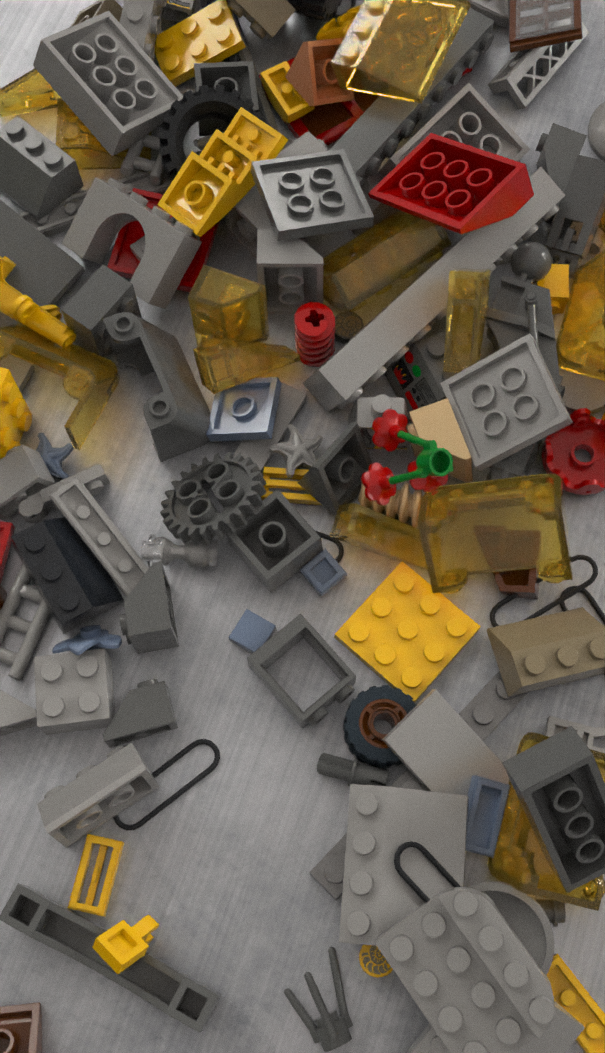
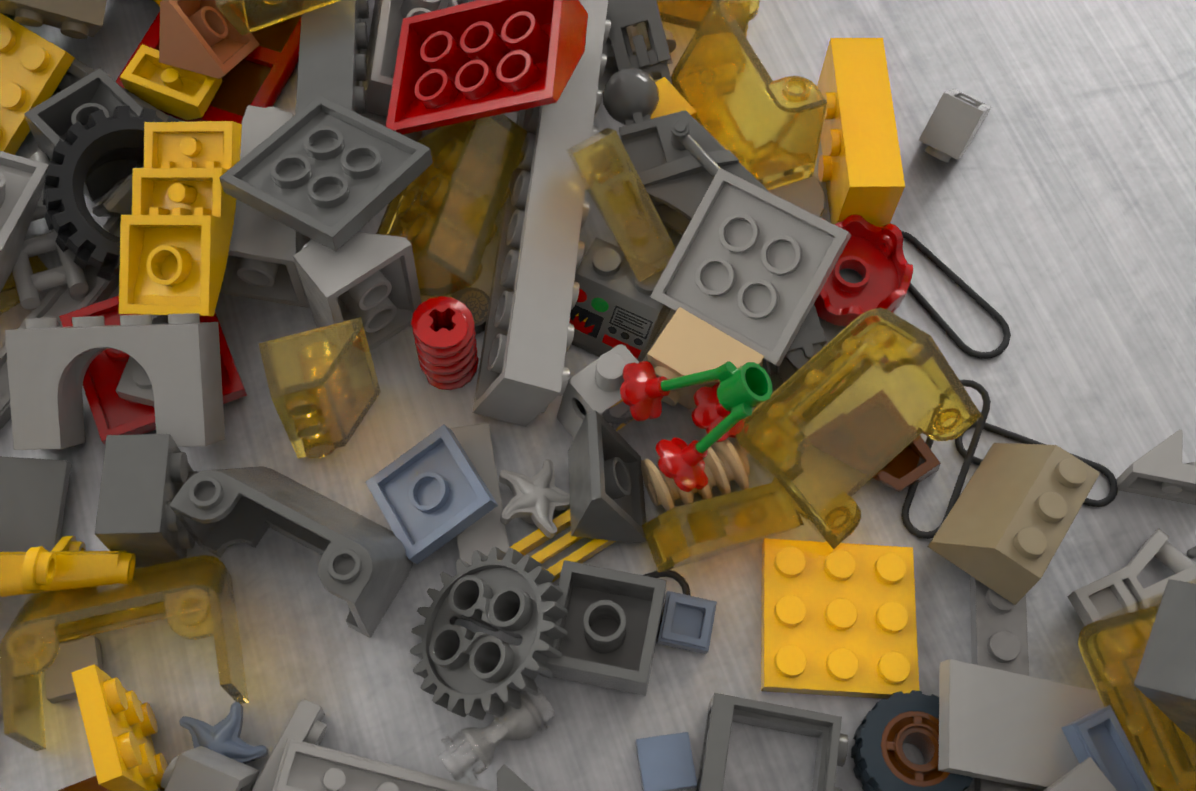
camera: 45 degrees left, 5 degrees down
(231, 362) = (372, 445): clear yellow slope -> none

